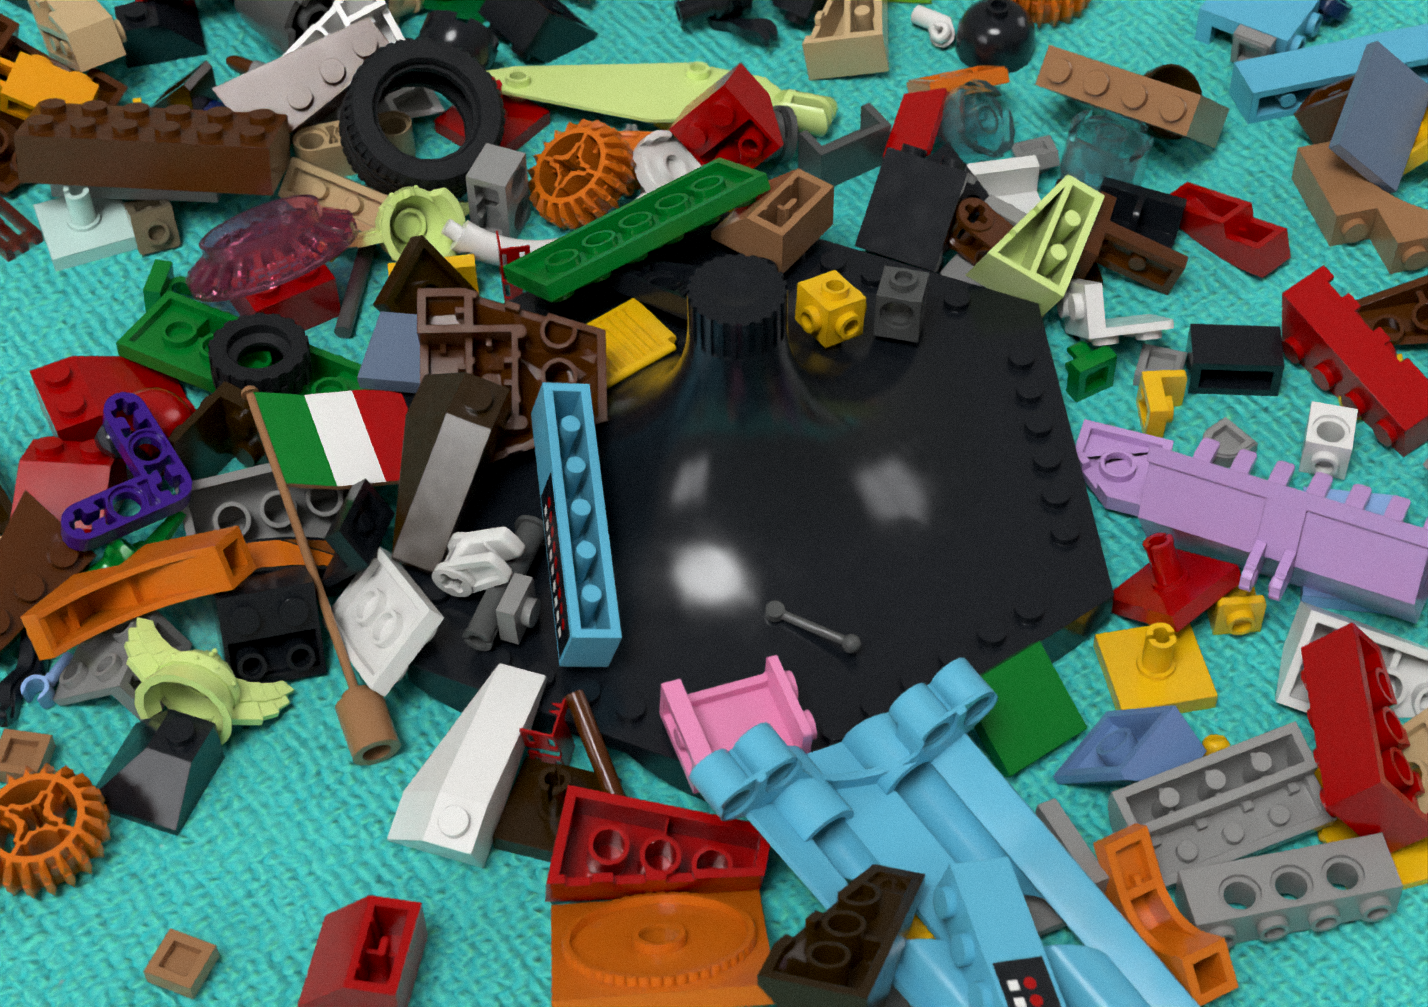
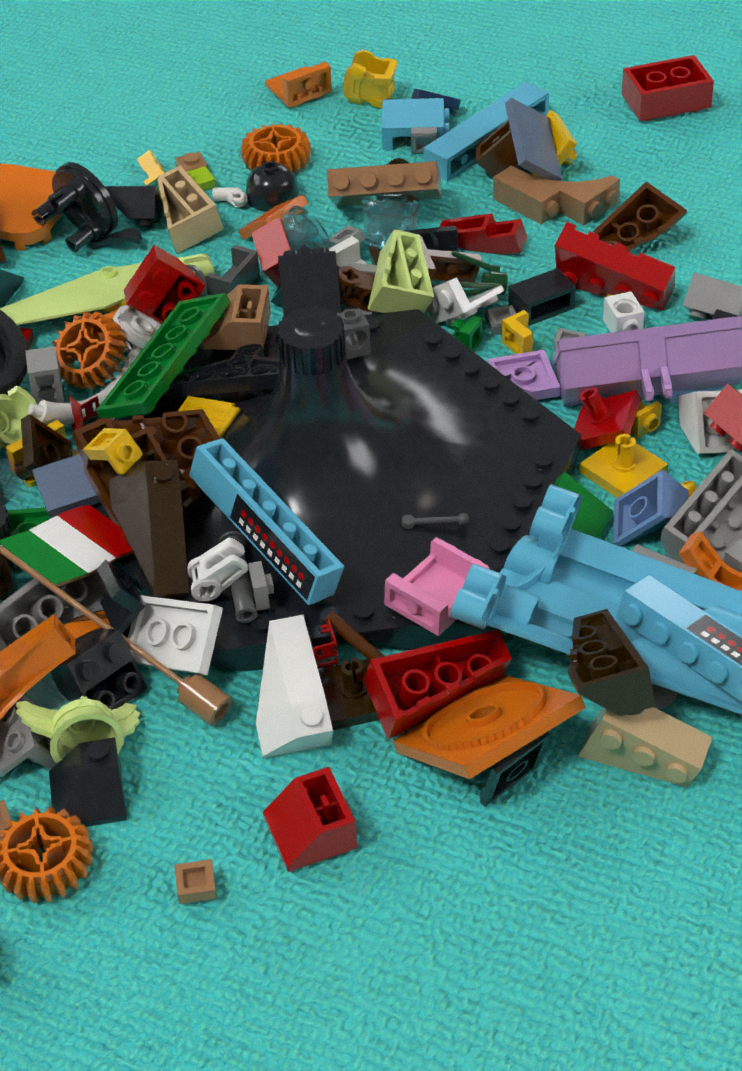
camera: 30 degrees left, 5 degrees down
(445, 339) = (115, 447): none -> yellow bracket
(1180, 306) = (489, 280): none -> dark green plant

